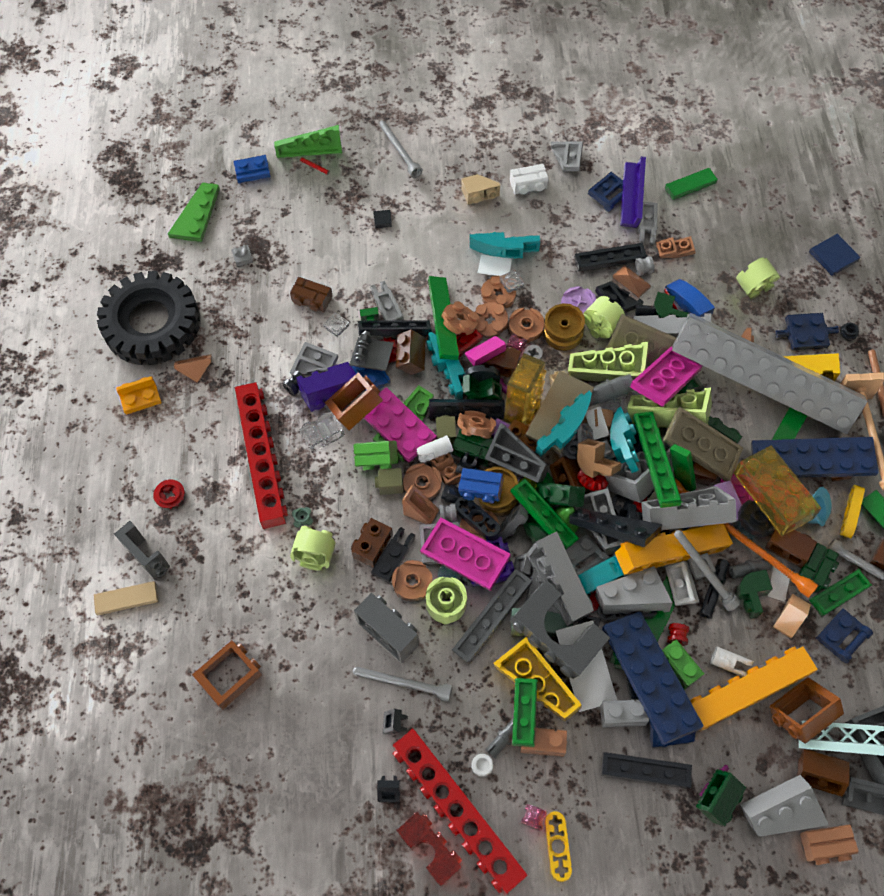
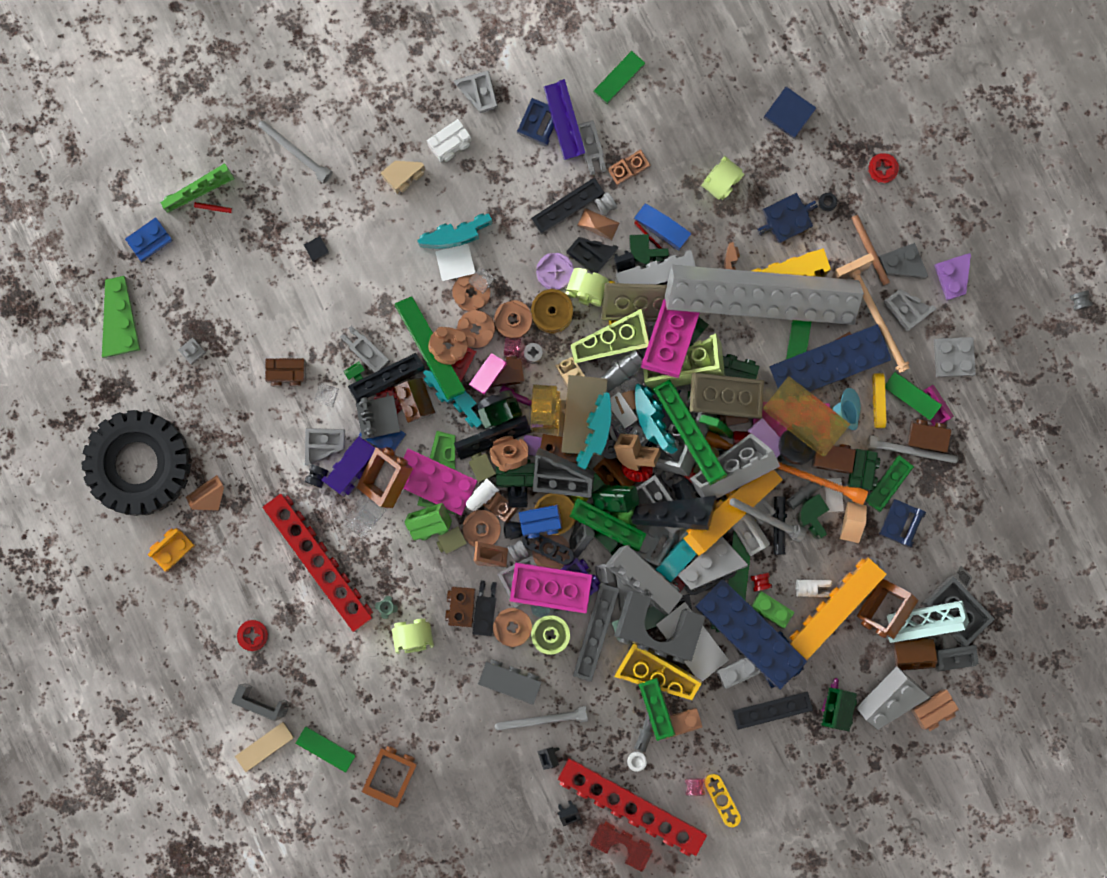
camera: 25 degrees left, 20 degrees up
(181, 624) = (325, 749): none -> green tile

